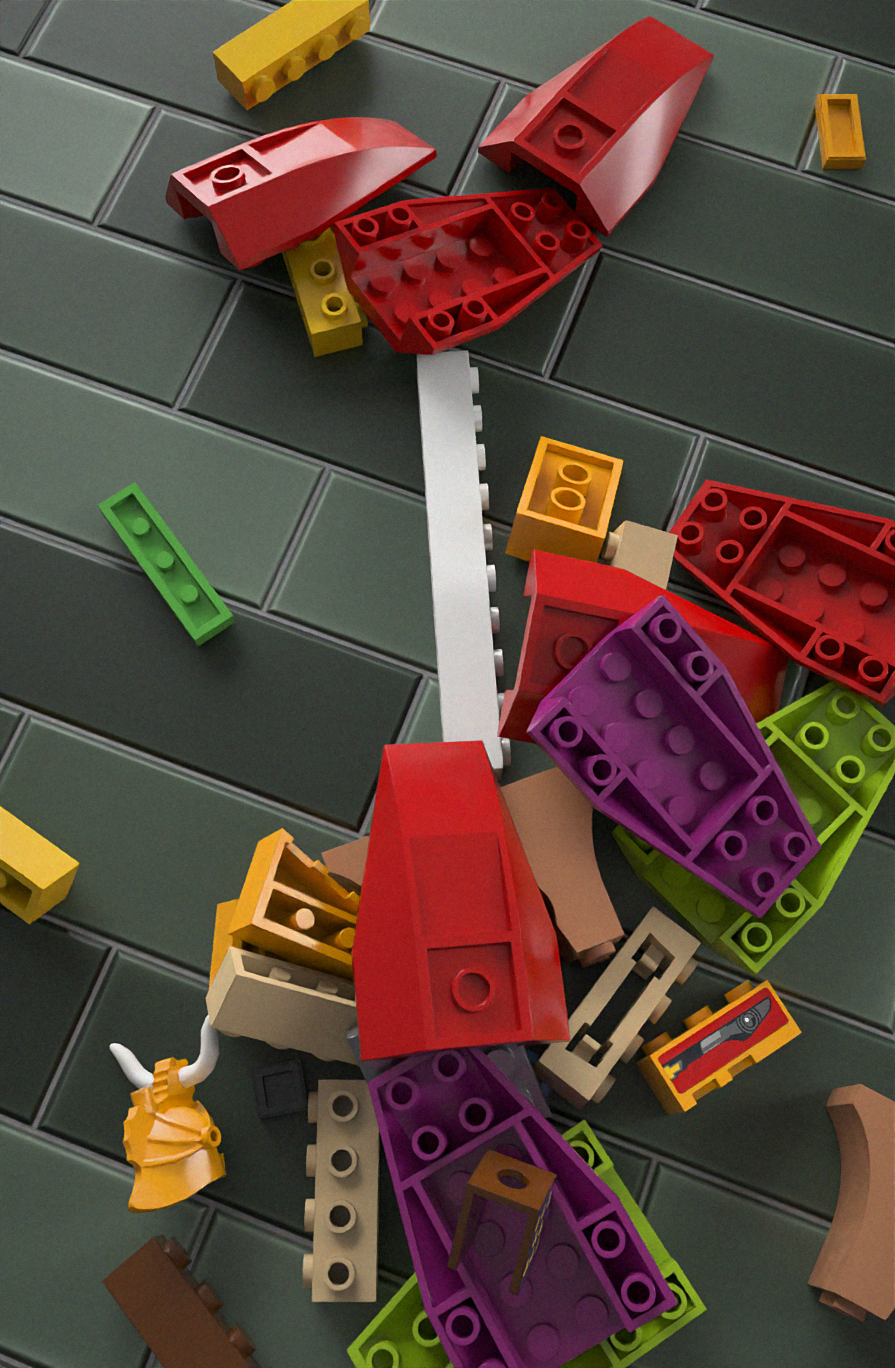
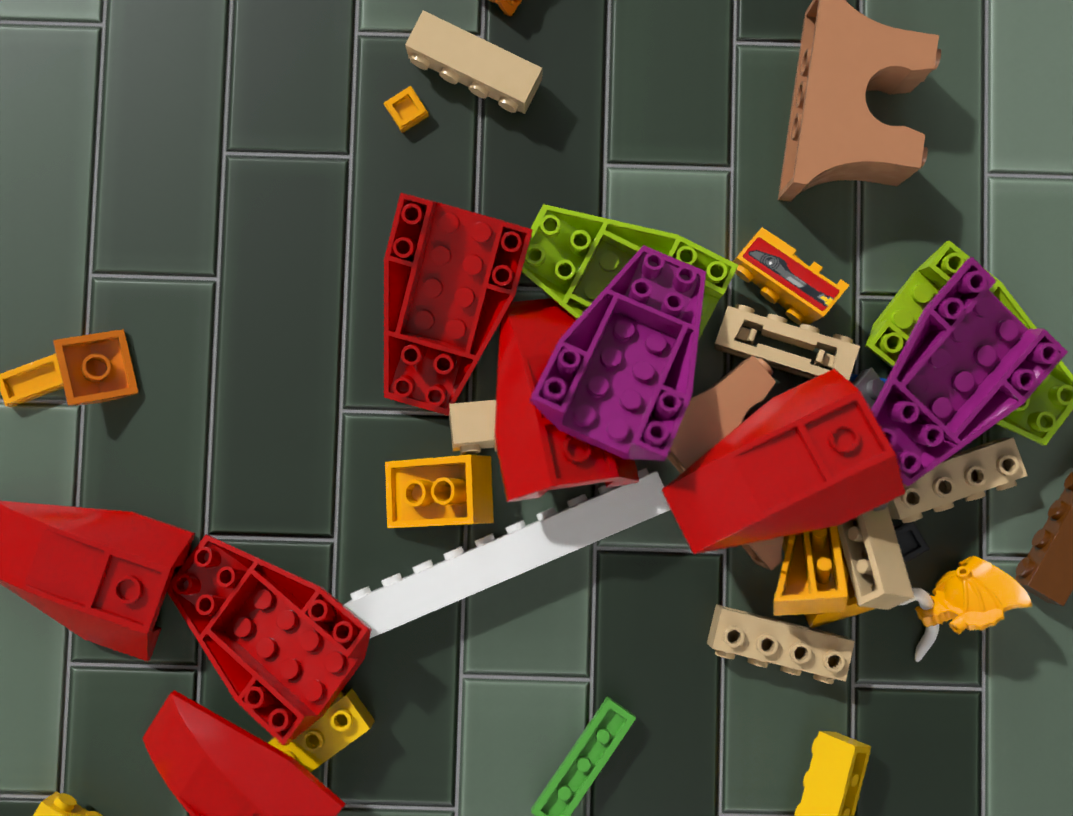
camera: 110 degrees left, 15 degrees up
(212, 856) = (780, 643): none -> tan brick
(530, 1200) = (960, 363): reddish brown piece -> none
(837, 189) = (95, 367): none -> orange slope

